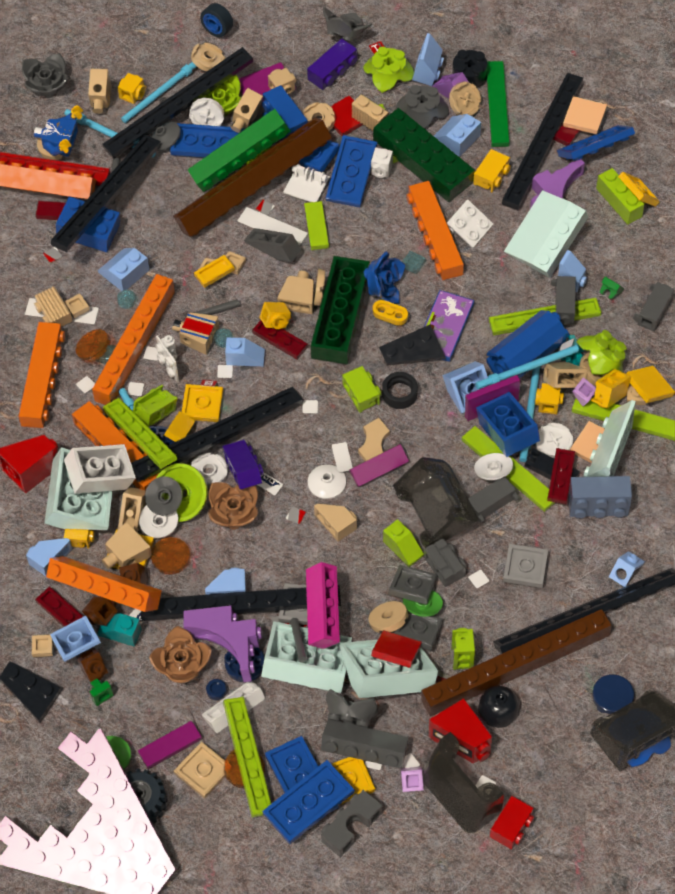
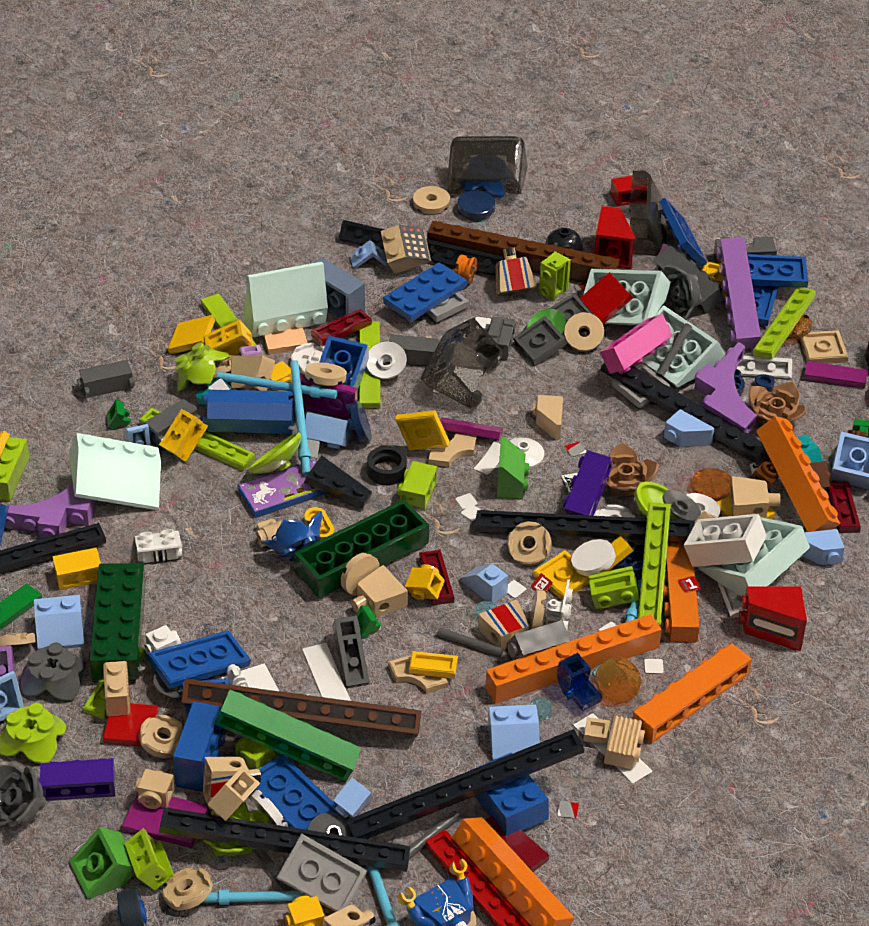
camera: 140 degrees left, 15 degrees down
(105, 439) = (689, 584): none -> red sticker
(114, 321) = (574, 682): none -> clear blue brick
(141, 104) = (321, 873): none -> light grey tile
(161, 322) = (537, 640): none -> brick
(169, 155) = (352, 799): none -> light blue slope
(184, 346) = (537, 609): none -> tan tile
(187, 413) = (593, 557): none -> white tile
(223, 88) = (233, 794): none -> tan brick
(234, 41) = (149, 859): none -> lime hinge
(242, 399) = (533, 555): none -> tan tile
(263, 38) = (102, 863): none -> bright green slope
(285, 268) = (367, 621): none -> green tile
(303, 744) = (739, 291): none -> medium lavender brick
(310, 442) = (511, 471): none -> bright green slope
(316, 225) = (288, 644): lime tile -> none
(323, 413) = (466, 500): none -> white sticker
(396, 416) = (422, 430): none -> yellow tile
(402, 543) = (516, 373): lime slope -> none
(409, 283) = (266, 530): none -> tan piece
(414, 262) = (245, 552): clear light blue tile -> none
(414, 789) = (682, 232): none -> blue plate
(435, 230) = (193, 558): orange brick -> none
(449, 399) = (359, 422): none -> dark blue tile
(455, 345) = (304, 452): none -> medium azure bar
(470, 325) = (277, 457): none -> lime dish
(494, 626) = (513, 274): none -> torso
(502, 380) = (325, 373): none -> tan tile
(539, 607) = (466, 268): none -> orange wheel
(540, 555) = (425, 292): none -> blue plate
(544, 293) = (183, 435): none -> yellow hinge
(601, 580) = (405, 247): none -> tan slope
(656, 662) = (424, 194): none -> tan tile

